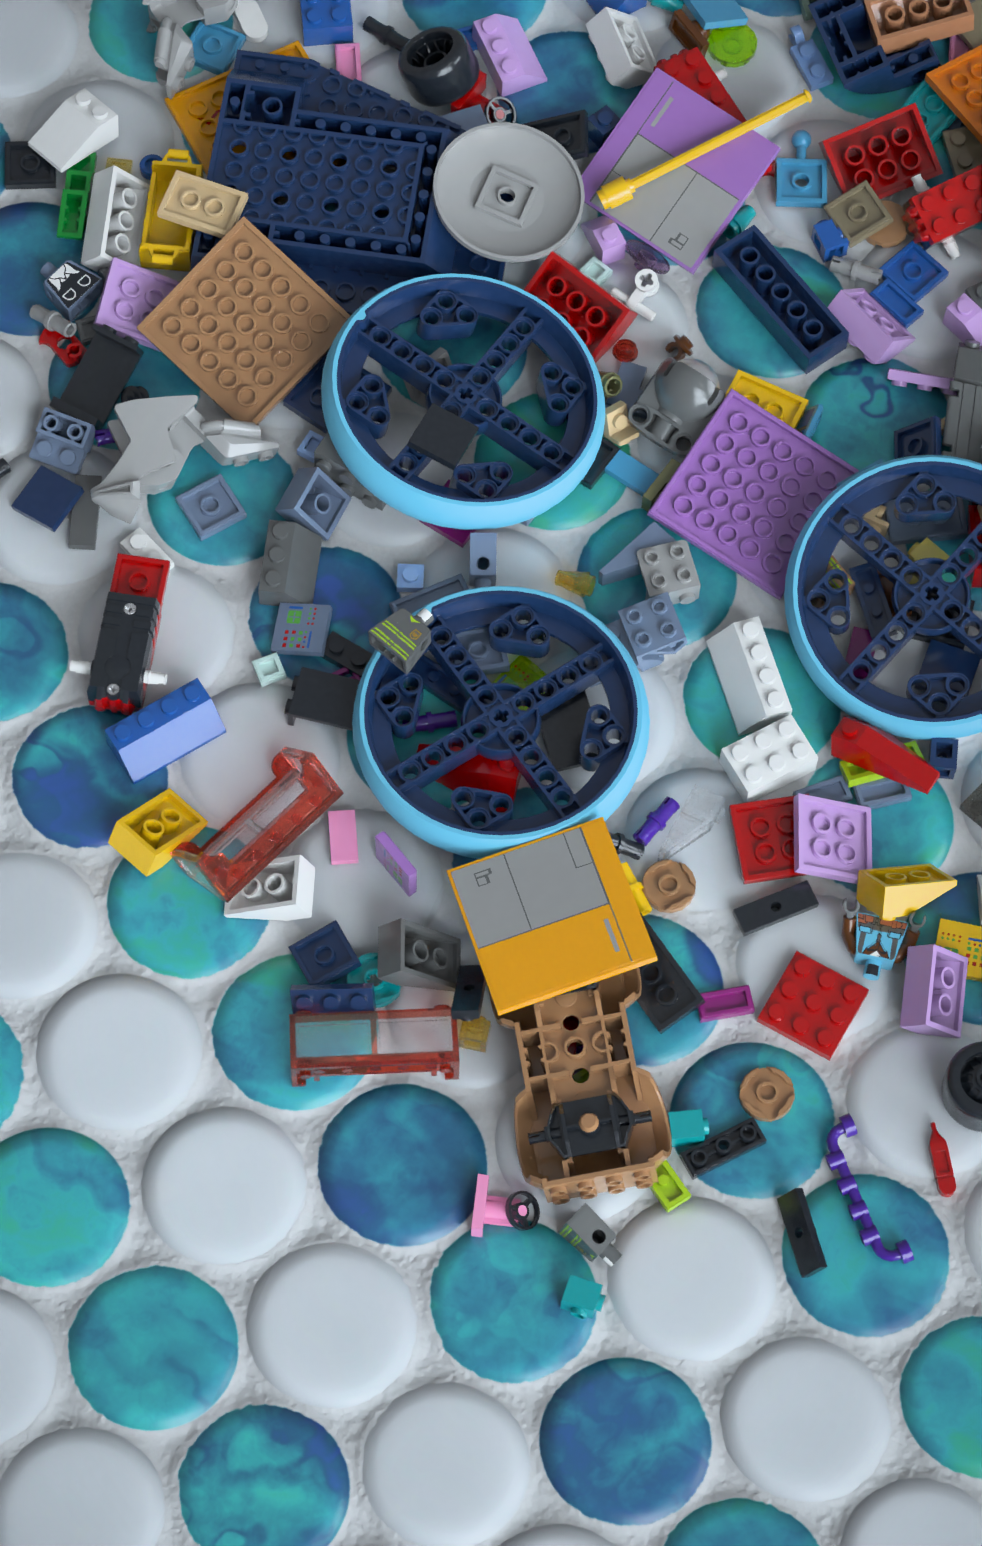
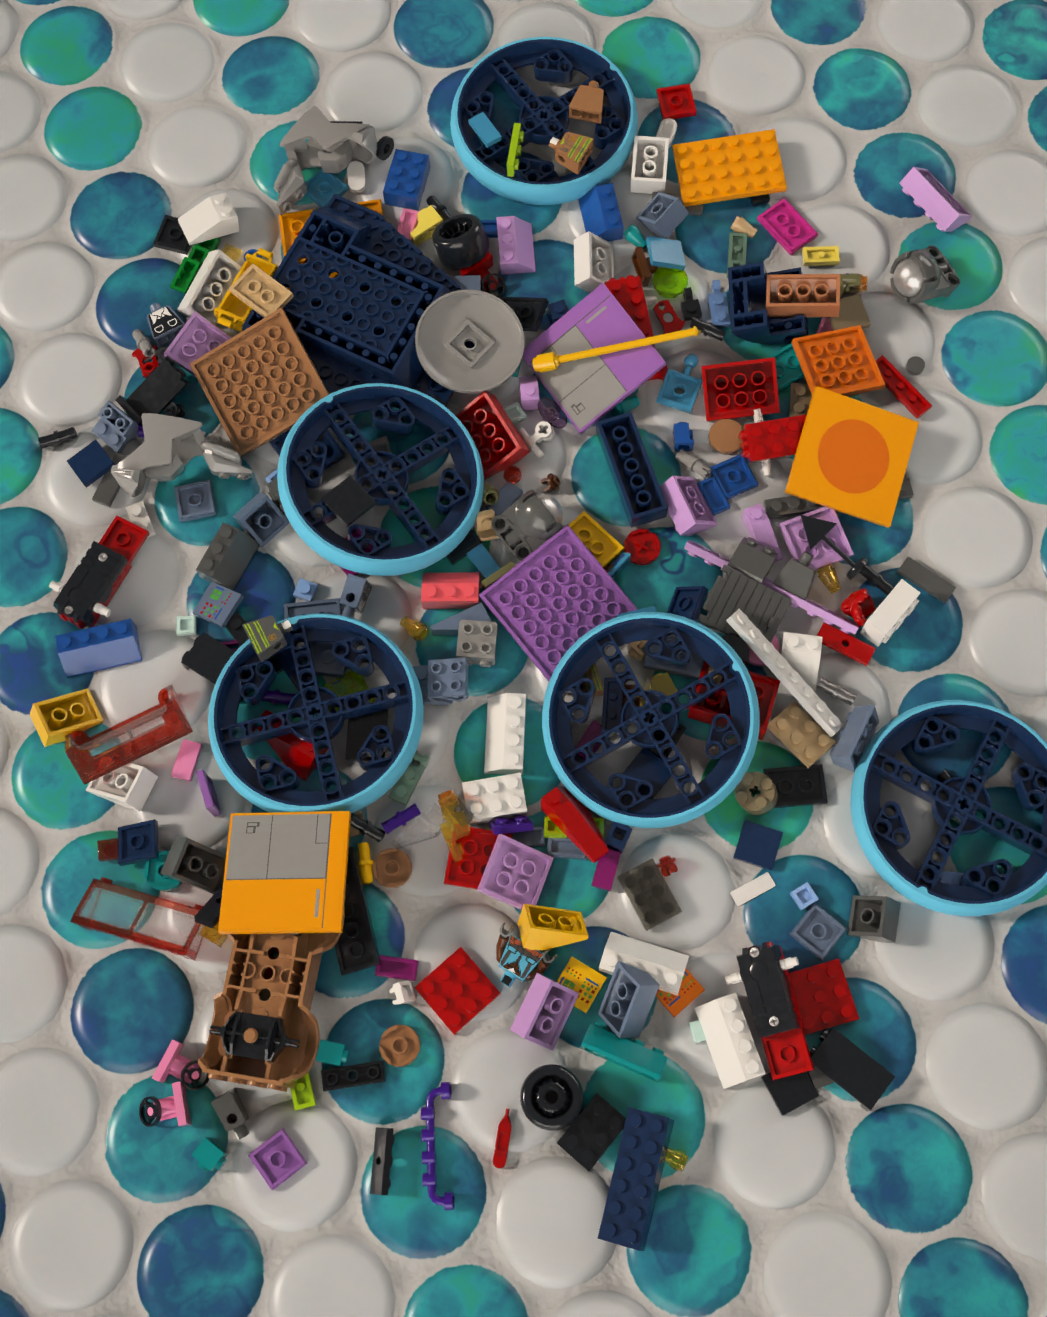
camera: 25 degrees right, 5 degrees up
(287, 975) = (108, 850): none -> clear red plate
(333, 997) = (129, 876): dark blue plate -> none
(379, 55) = (427, 222): none -> light yellow arch
(503, 1261) = (167, 1107): none -> bright pink piece
(604, 521) = (450, 590): none -> coral slope
(644, 789) = (408, 781): none -> sand green plate
(668, 1276) = (277, 1159): none -> medium lavender tile
(736, 801) = (456, 822): none -> clear yellow plate
(748, 1026) = (404, 992): none -> white tile
(755, 105) = (668, 327): none -> red piece
(771, 71) = (690, 307): none -> black plate
(789, 901) = (445, 910): black tile -> none
(810, 780) = (518, 824): none -> dark purple plate
(818, 94) = (708, 329): none -> black pin
(832, 391) = (642, 546): none -> red tile
(858, 213) = (709, 424): dark tan tile -> none
(942, 804) = (606, 870): none -> magenta tile

